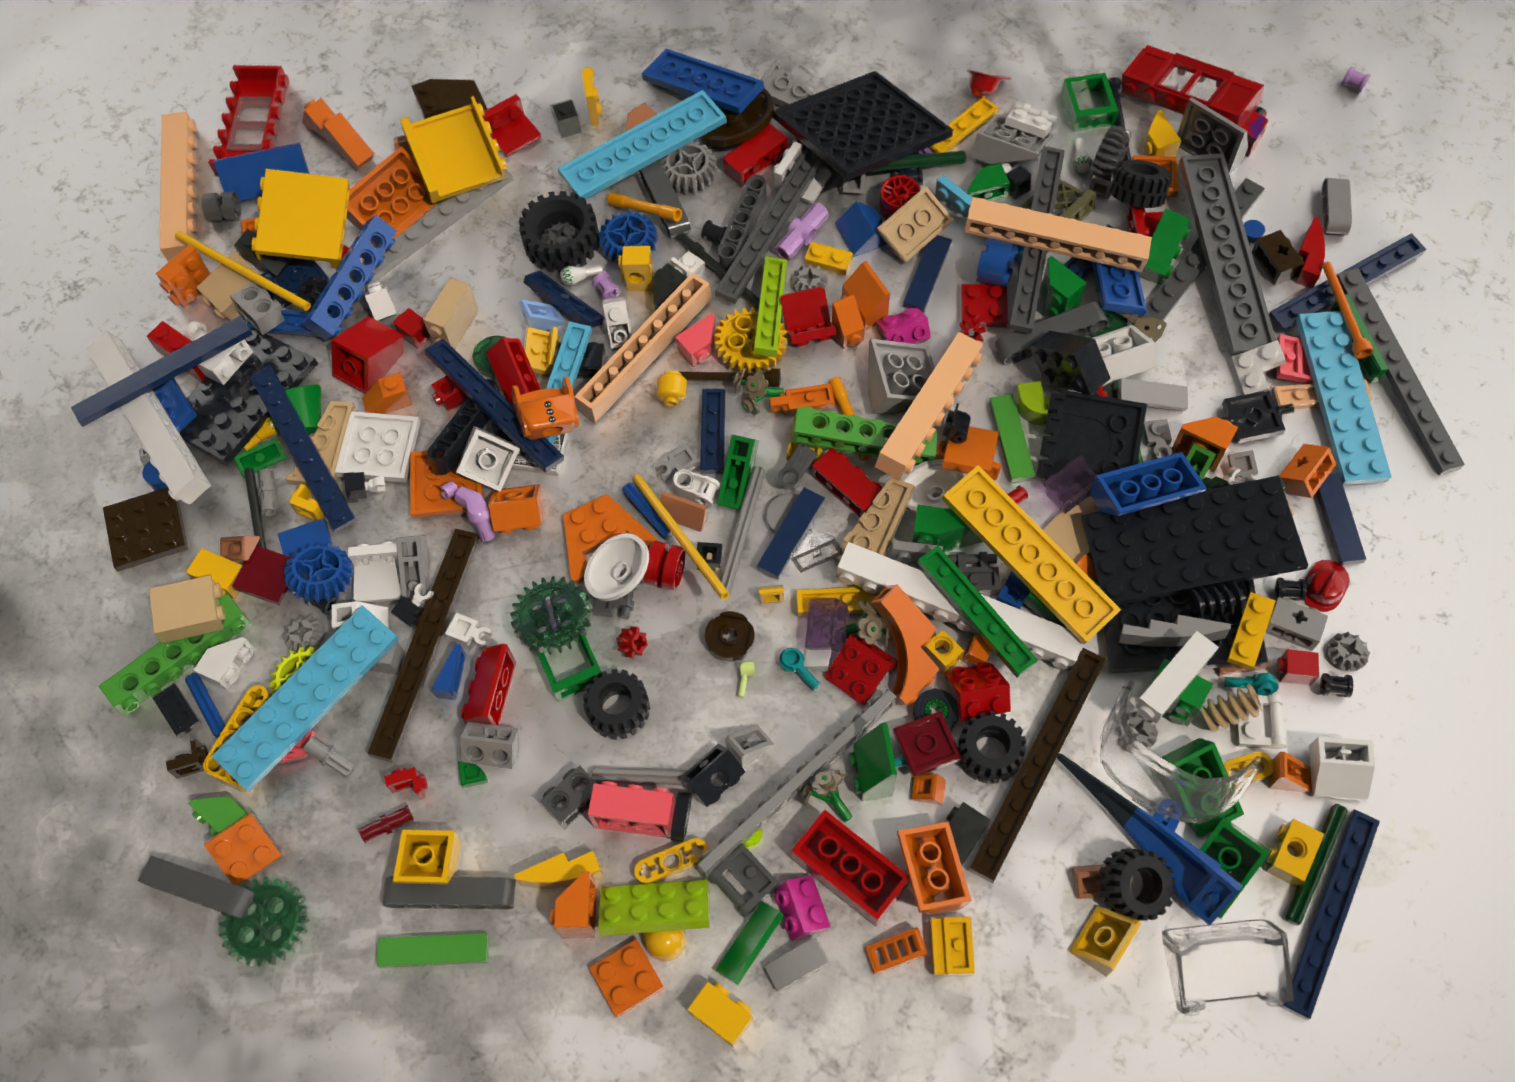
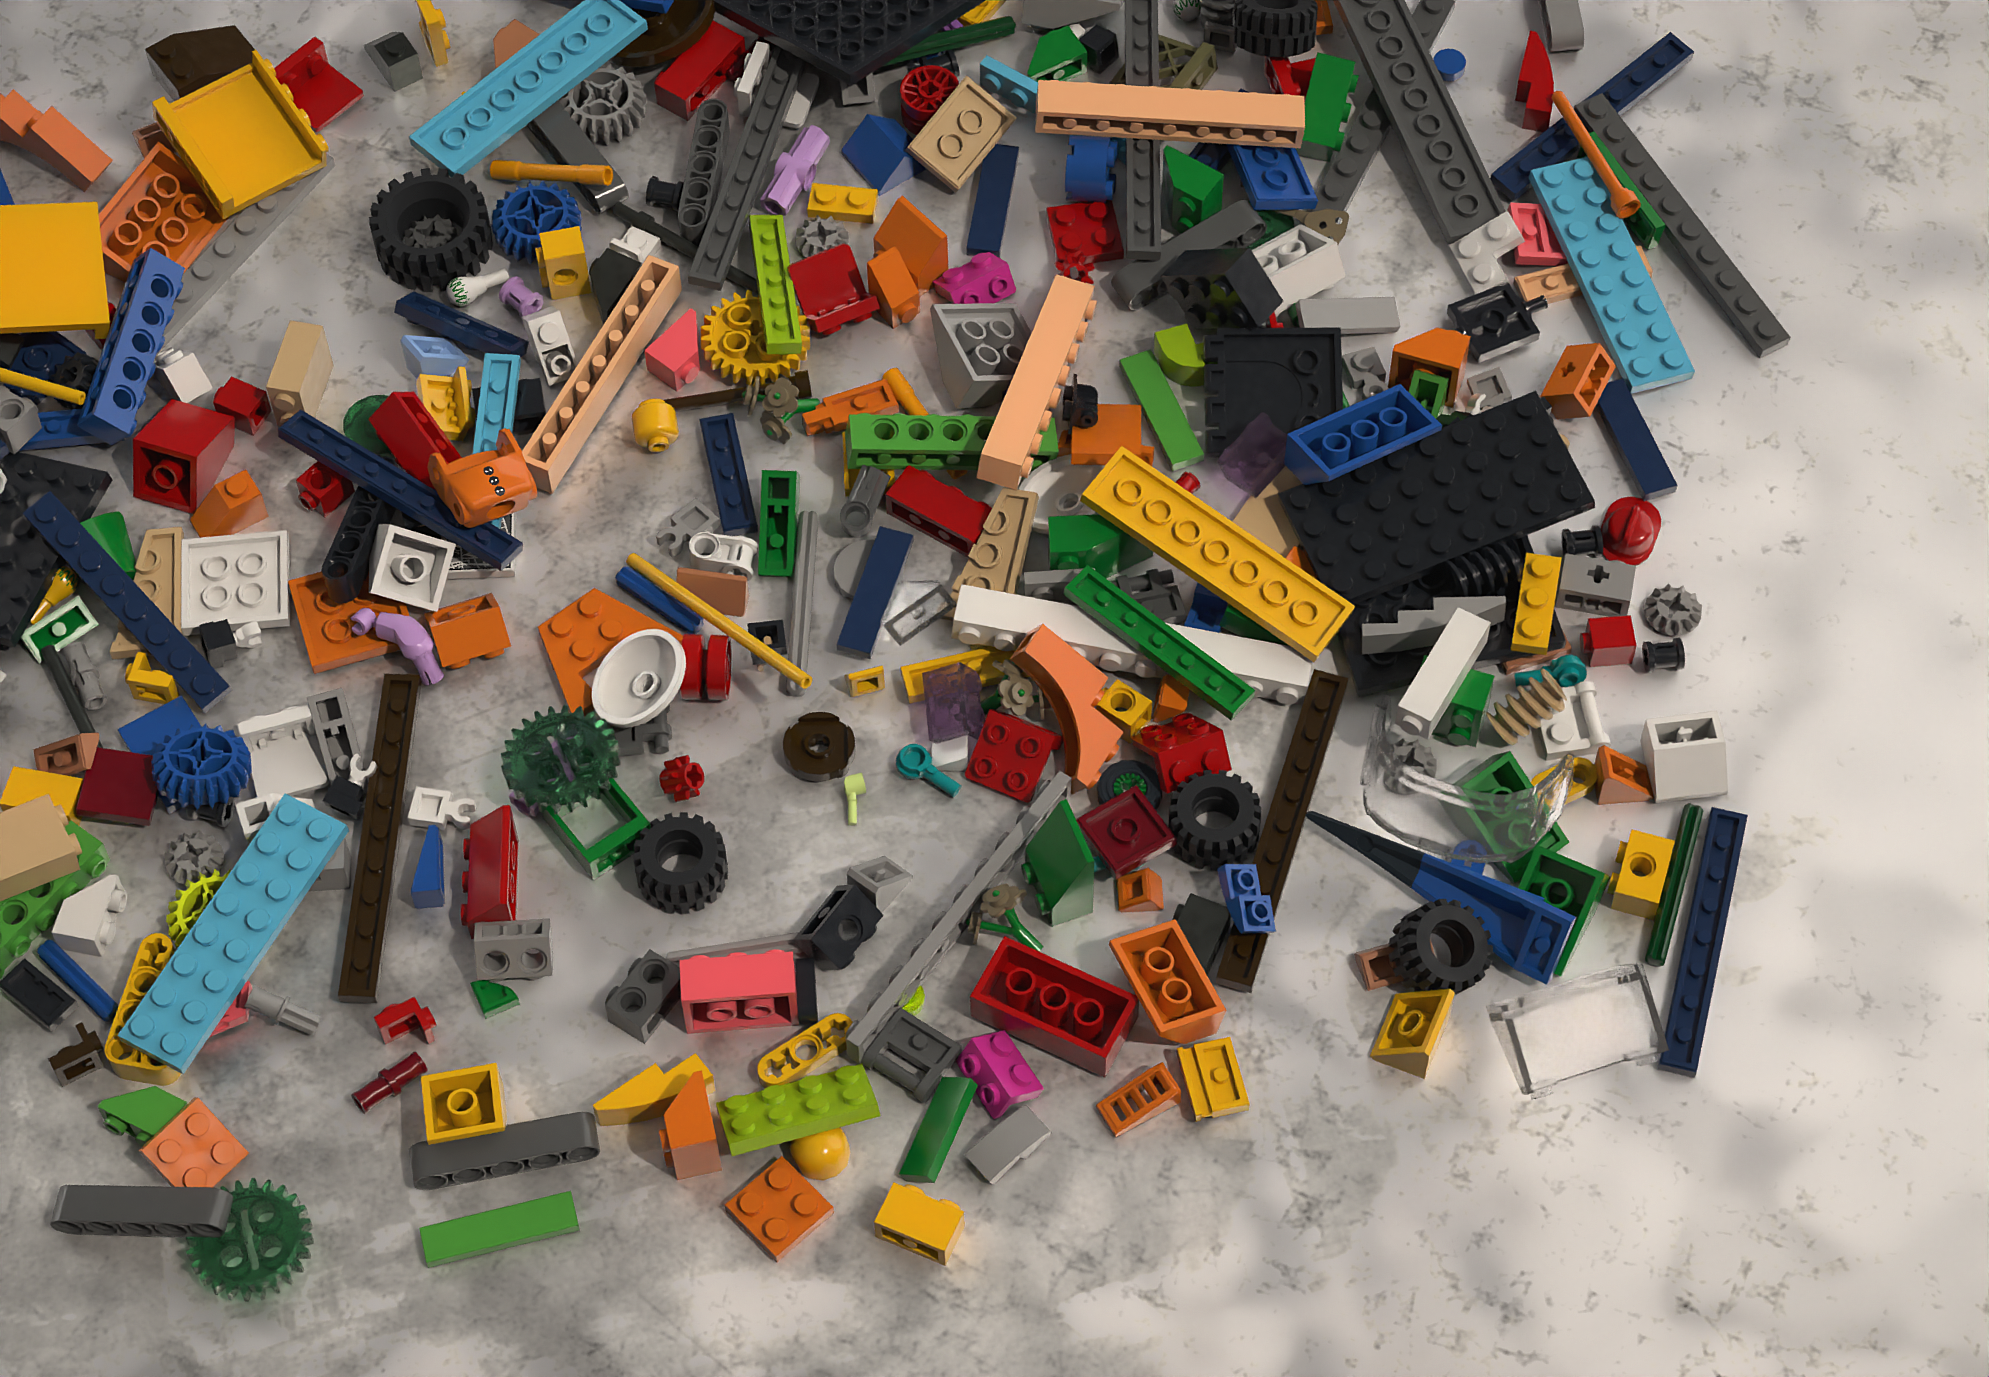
camera: 15 degrees left, 5 degrees down
(1000, 815) = (1244, 900): none -> blue slope
(1278, 257) = (1489, 96): dark brown brick -> none

